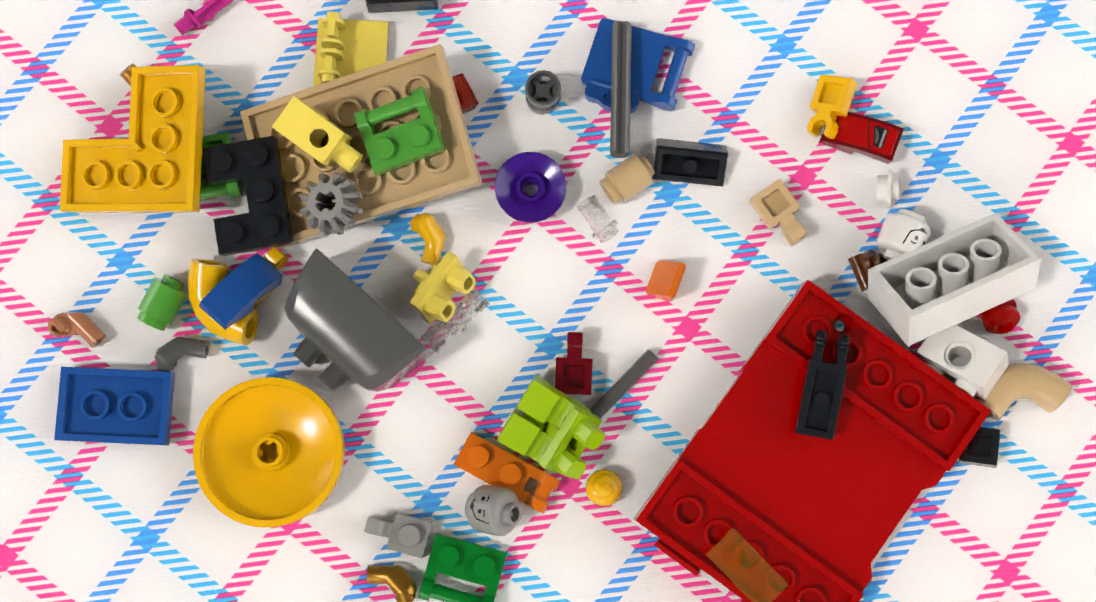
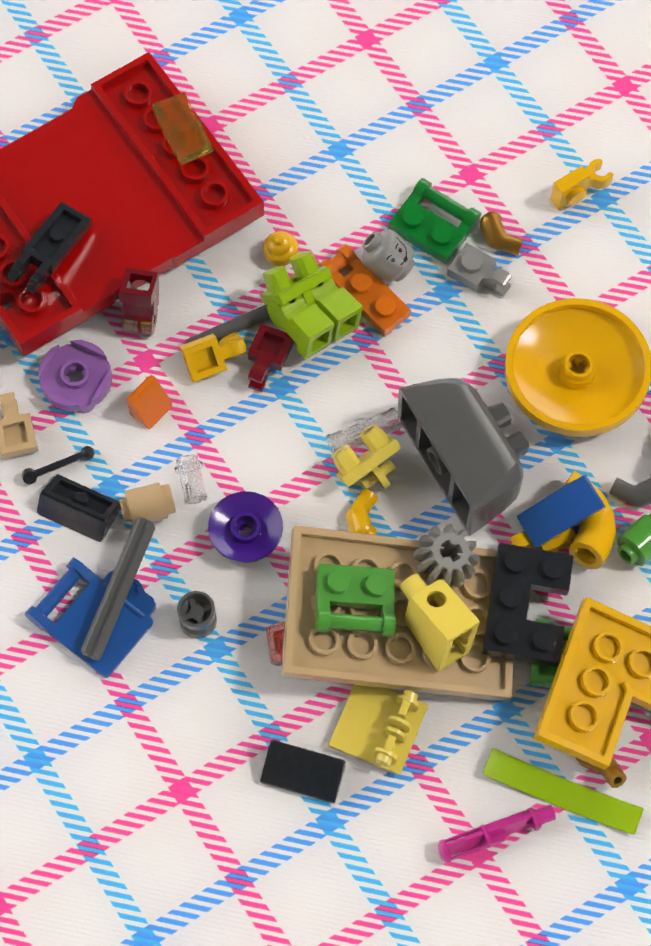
camera: 155 degrees left, 15 degrees down
(174, 52) = (562, 792): none -> lime sticker
(628, 345) = (207, 355): none -> yellow plate
(715, 371) = (139, 306): none -> dark red leg
(745, 175) = (30, 476): none -> black hinge
(761, 270) = (69, 358): none -> medium lavender plate

